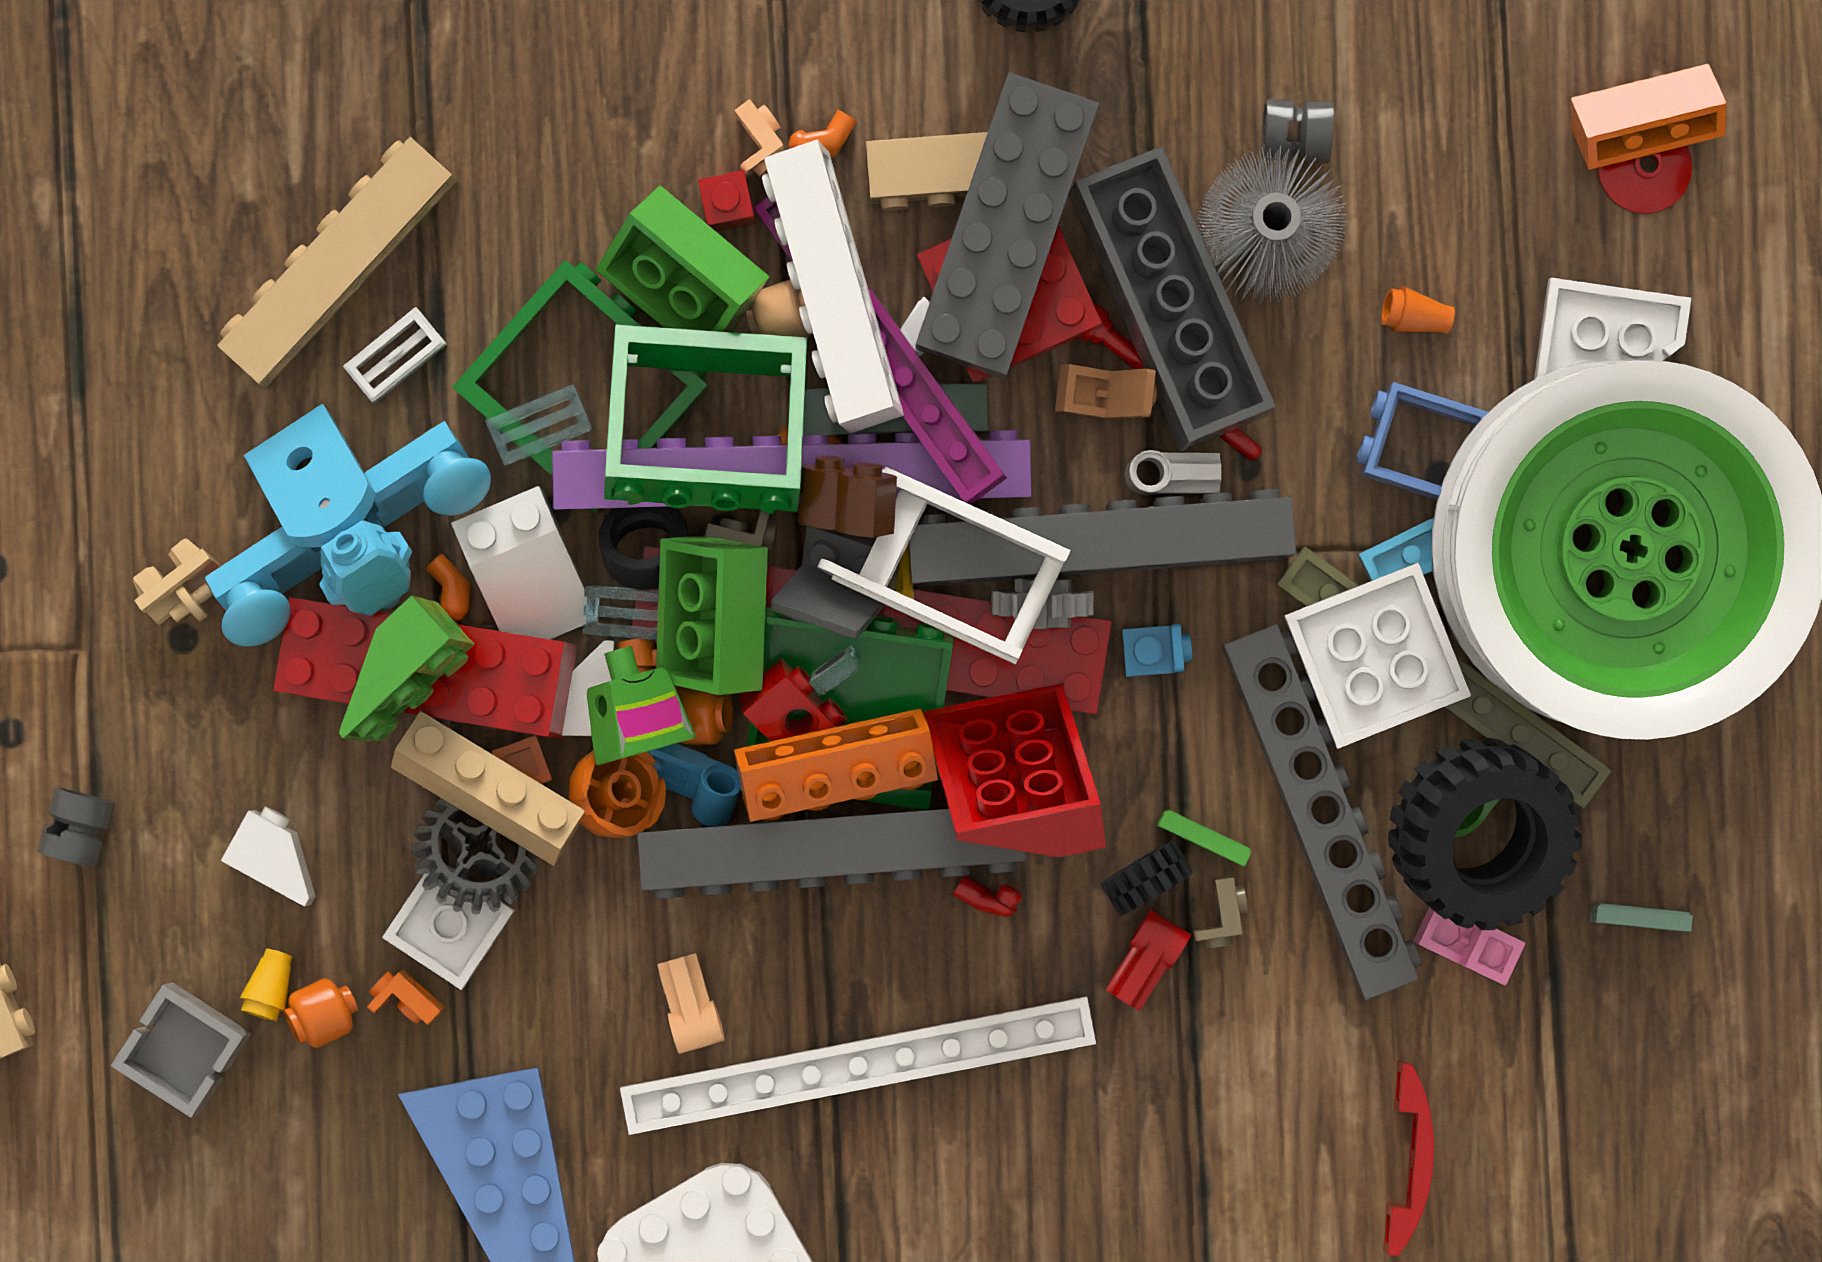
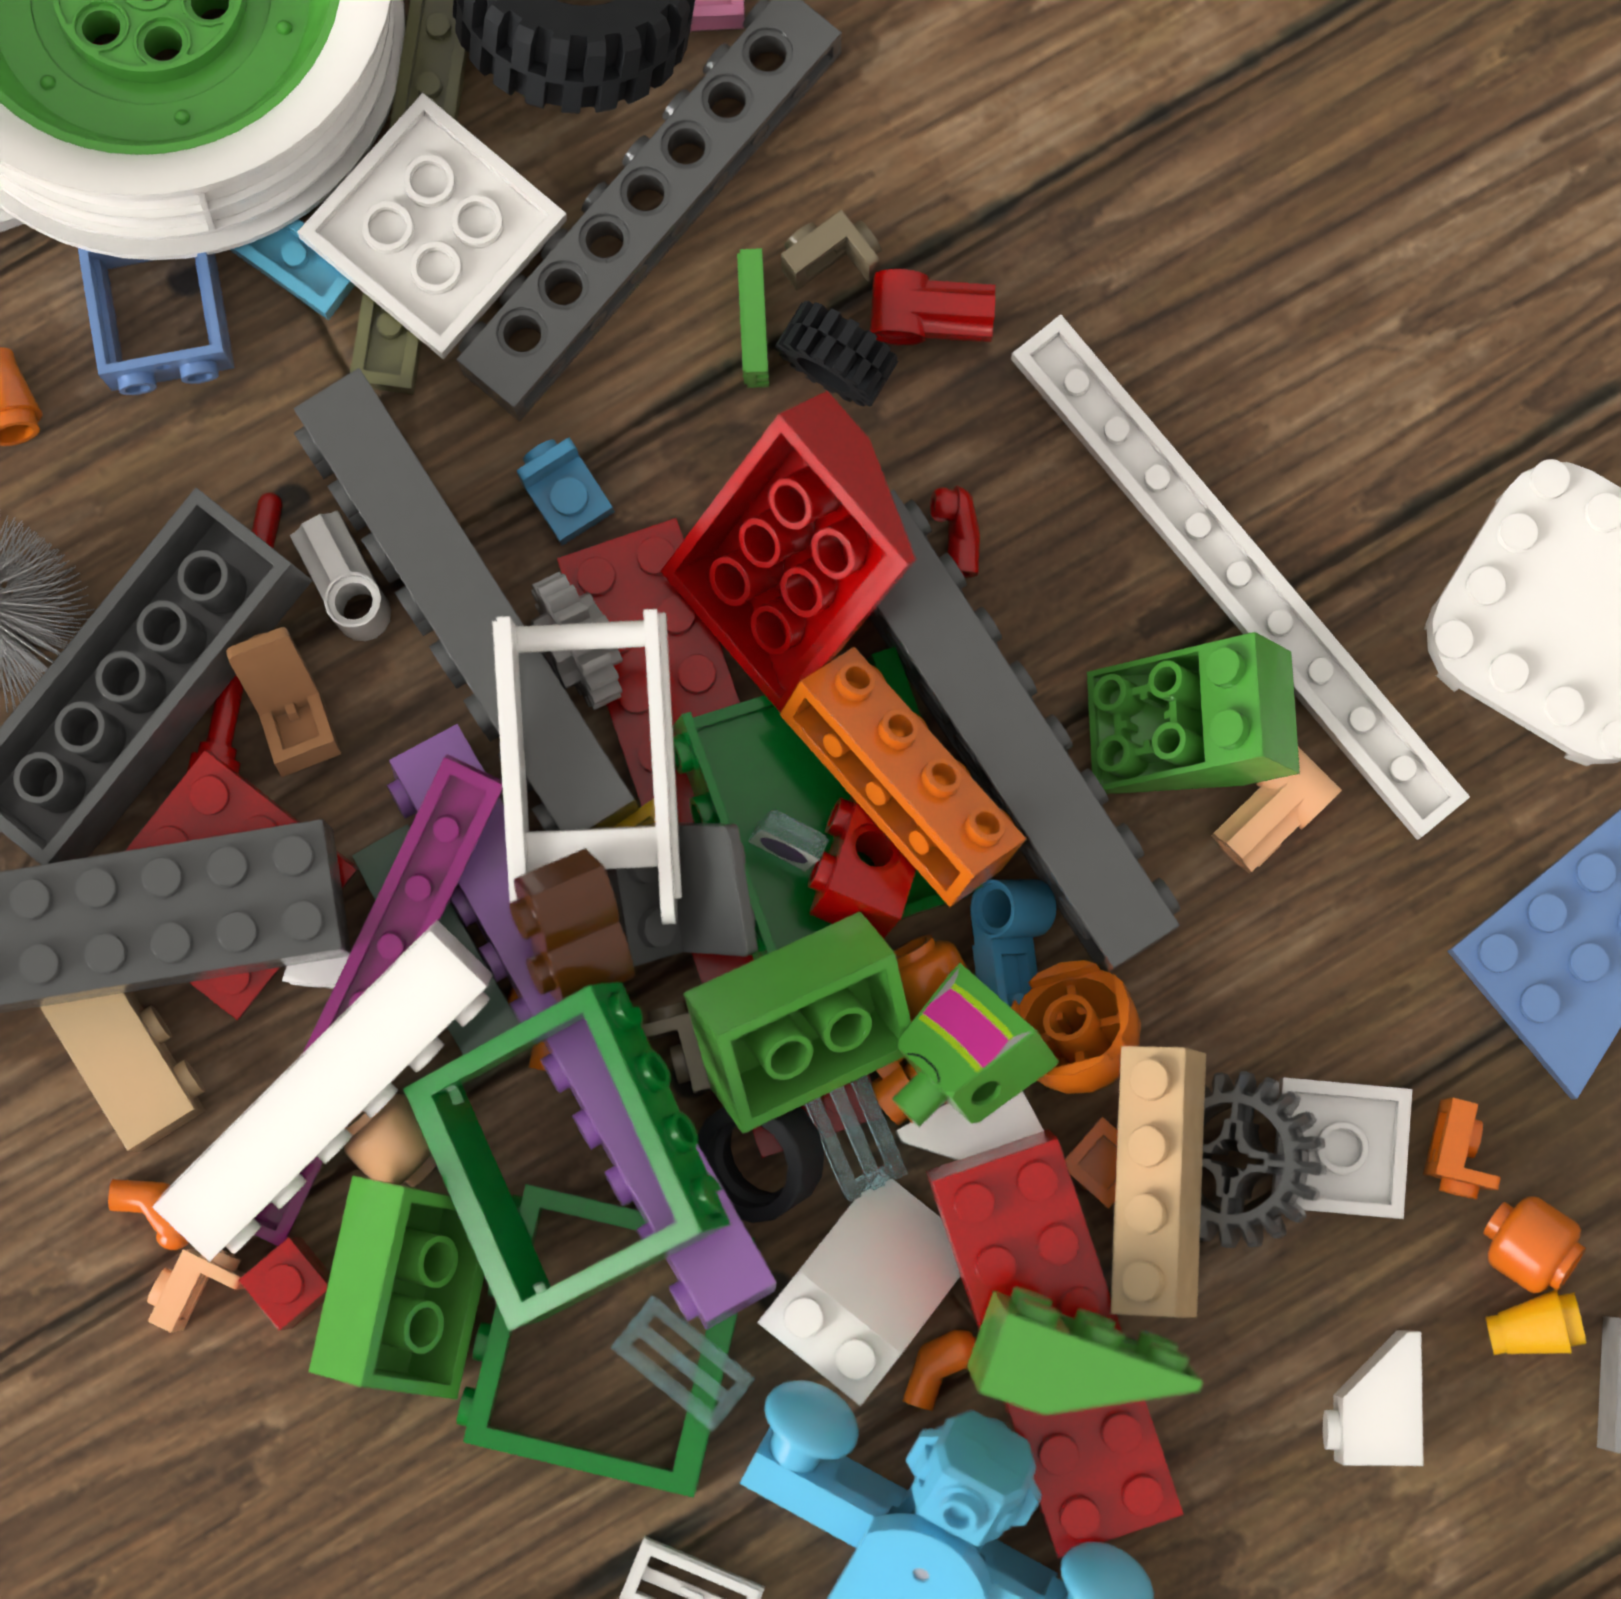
camera: 120 degrees left, 5 degrees down
(776, 981) = (1195, 718): none -> bright green slope

